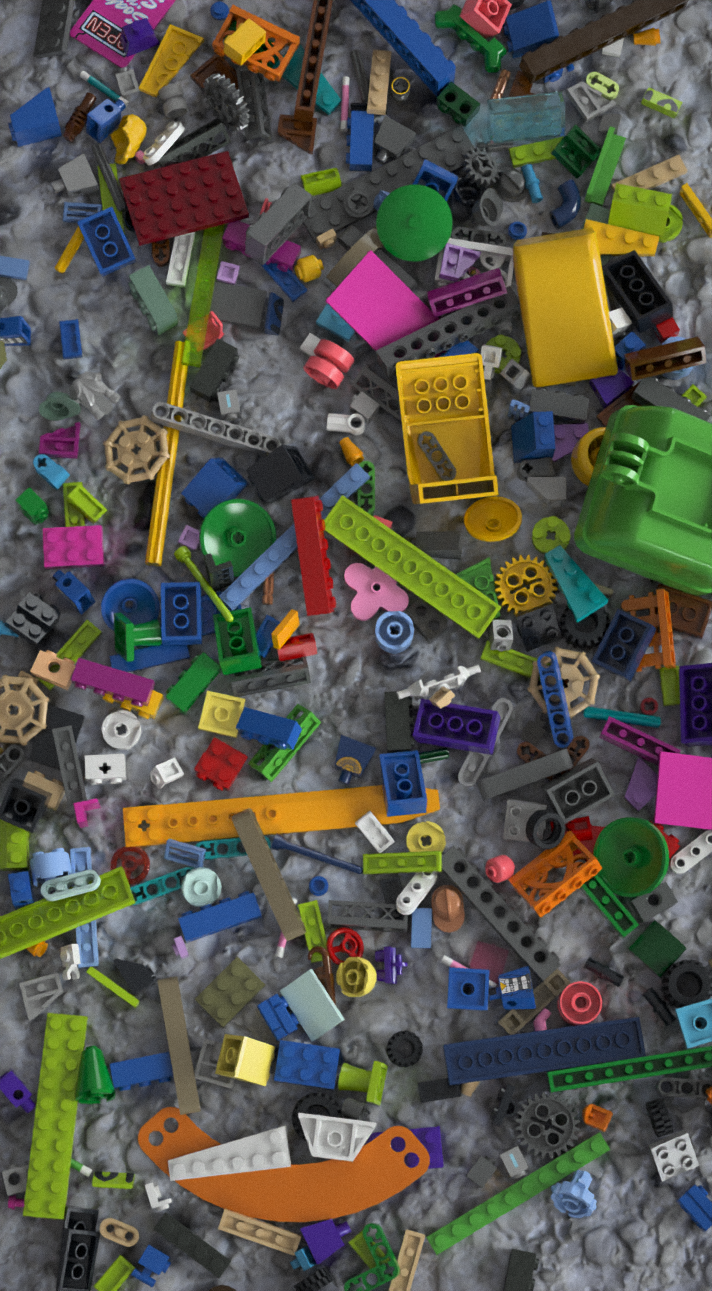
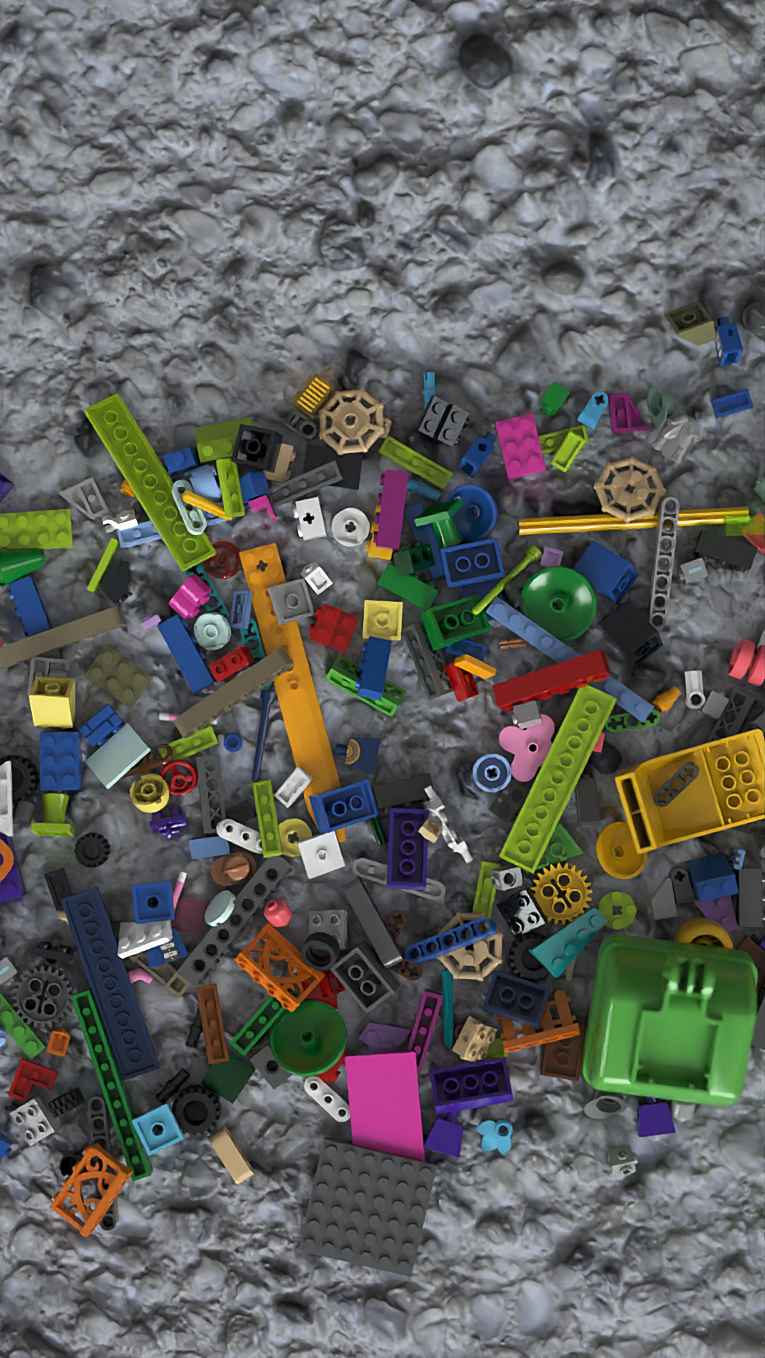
camera: 85 degrees right, 10 degrees up
(42, 666) = (394, 440): light nougat brick -> none
(59, 839) = (230, 488): none -> lime plate
(63, 823) = (253, 486): none -> blue brick
(72, 865) = (204, 504): none -> yellow axle
(100, 648) = (423, 490): none -> dark azure pin
(162, 902) = (190, 597): none -> dark pink brick
(165, 669) = (413, 558): none -> dark green brick
(186, 800) = (291, 601): none -> light grey plate
(239, 871) = (232, 664): none -> red brick
(342, 586) = (527, 715): none -> light grey brick
(447, 815) = (320, 854): none -> white plate
(485, 925) = (220, 908): none -> light aqua tile
(502, 1010) = (142, 936): none -> white wing
(579, 1003) = (160, 1010): coral wheel -> none
(601, 953) = (212, 1023): none -> dark orange hinge
(625, 1153) = (29, 1074): none -> red plate
(658, 694) = (474, 1040): none -> tan bracket

